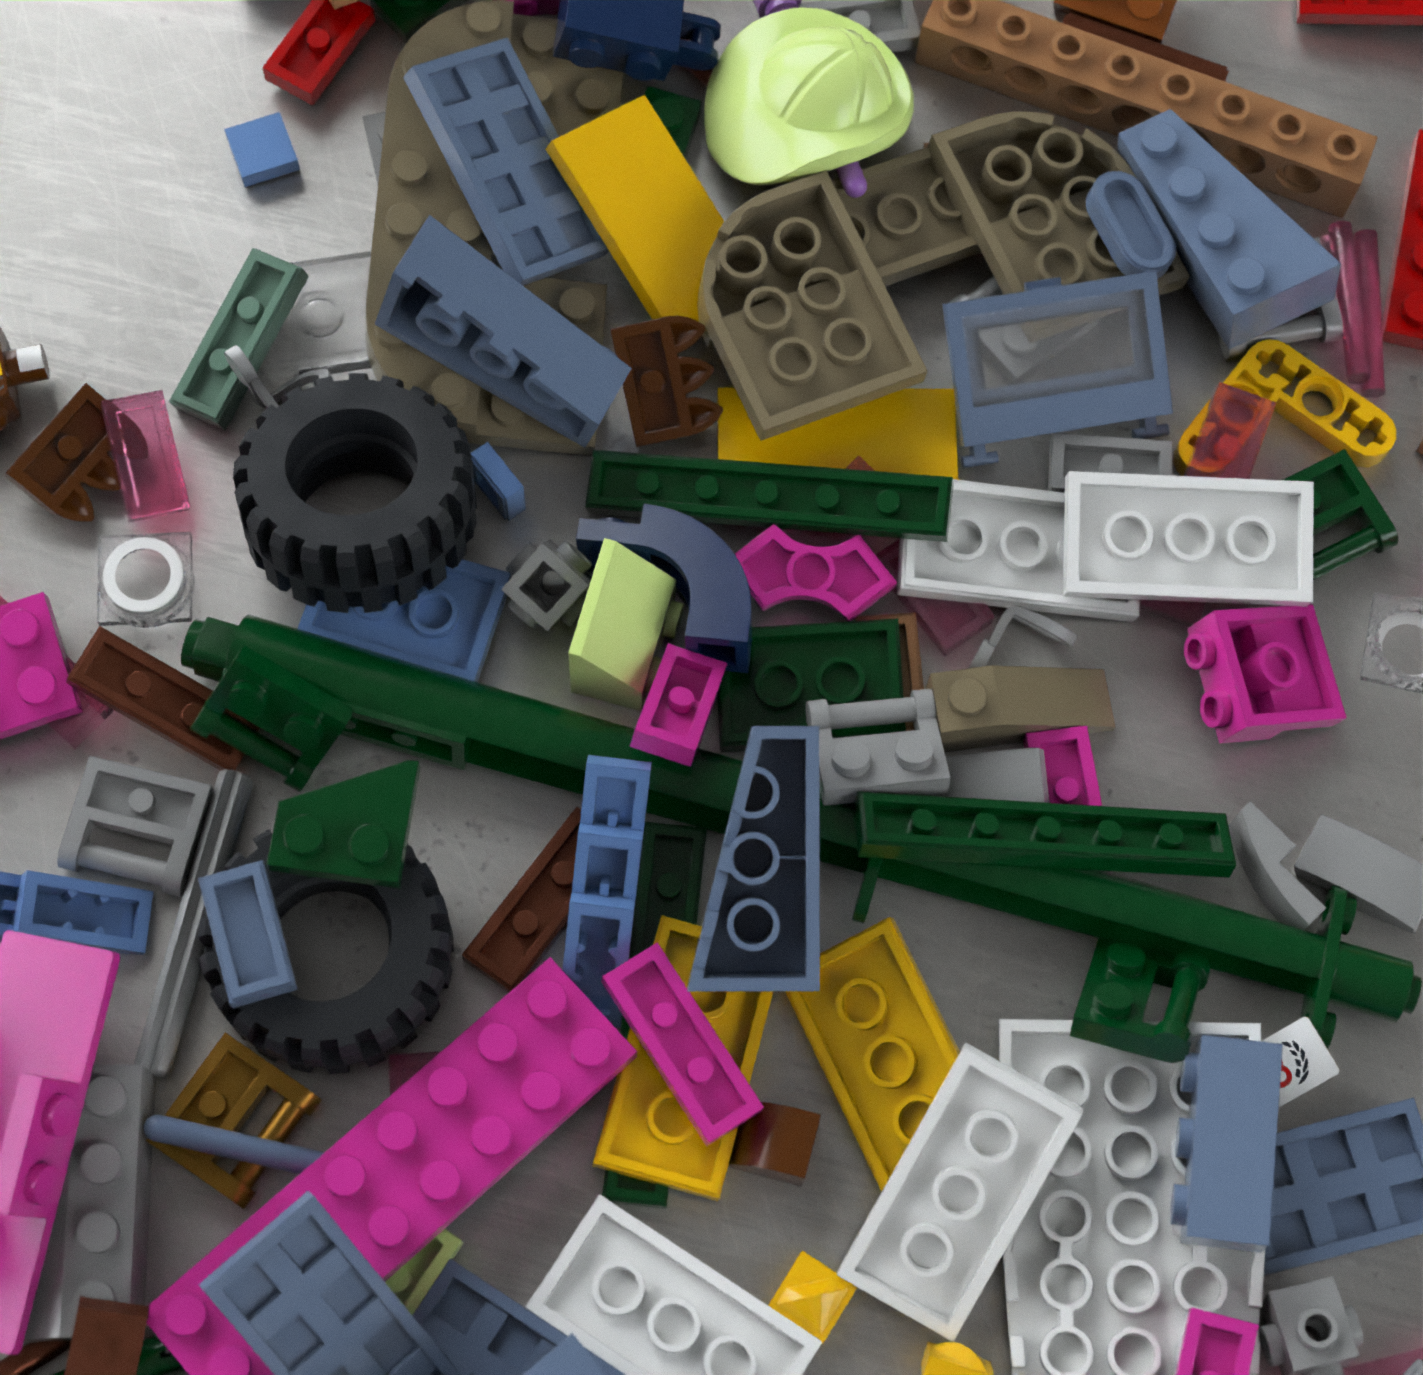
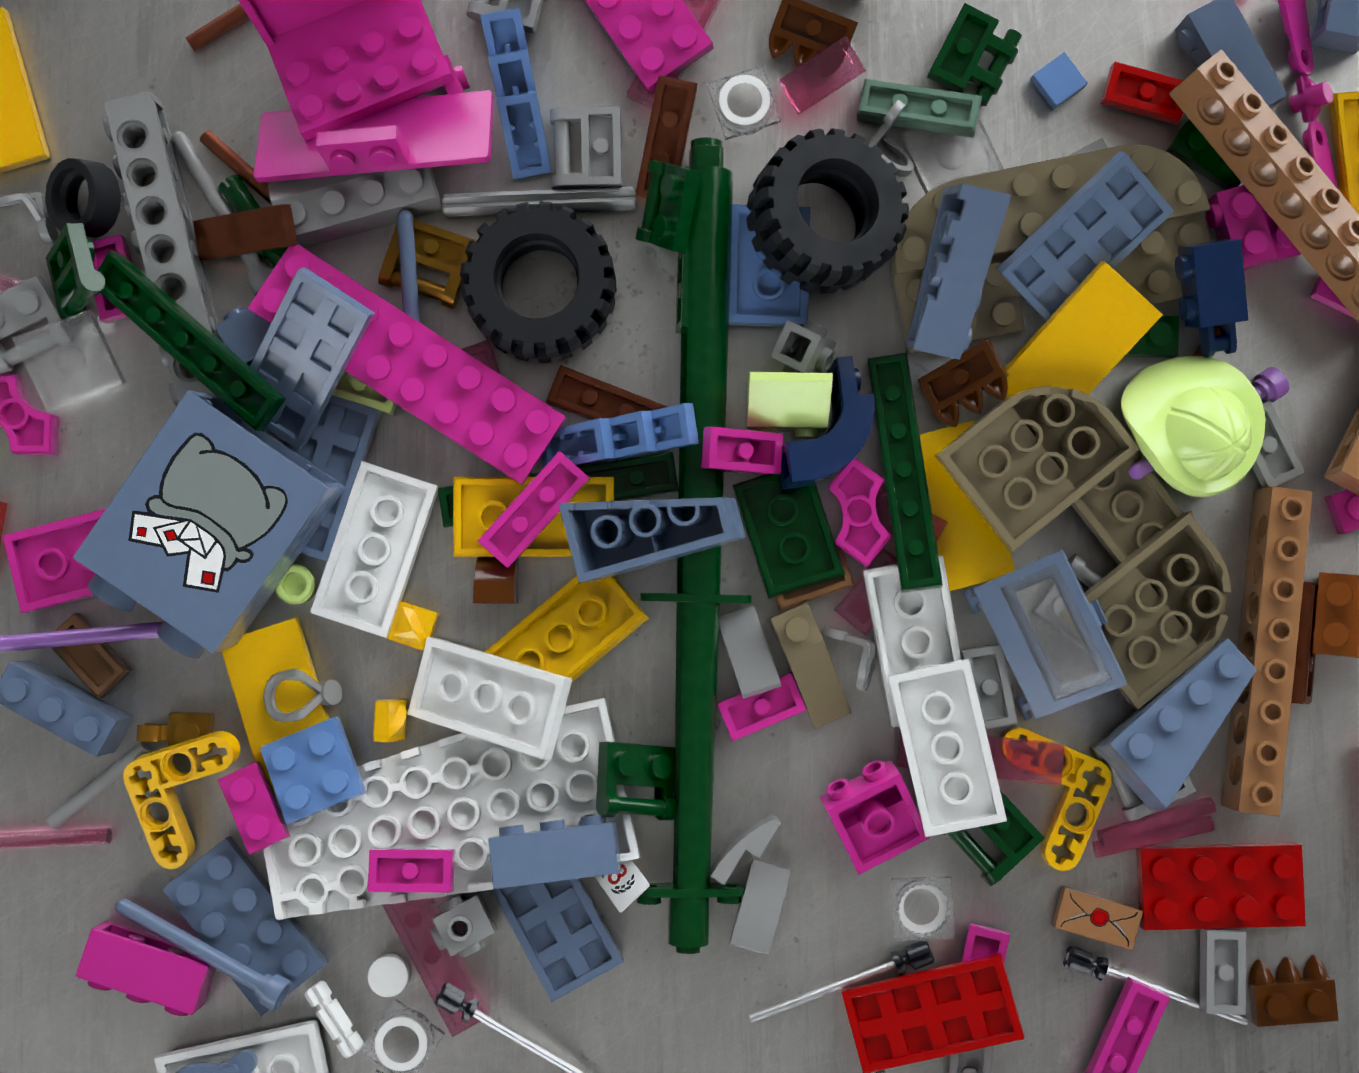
camera: 80 degrees right, 15 degrees up
(173, 257) = (963, 49): none -> dark green plate
(247, 934) = (521, 231): sand blue tile -> none
(348, 828) = (602, 271): dark green wing -> none
(498, 482) = (867, 298): medium blue tile -> none
(882, 762) = (740, 586): light grey plate -> none
(1043, 834) = (722, 698): dark green tile -> none
(1130, 224) = (1161, 661): sand blue tile -> none

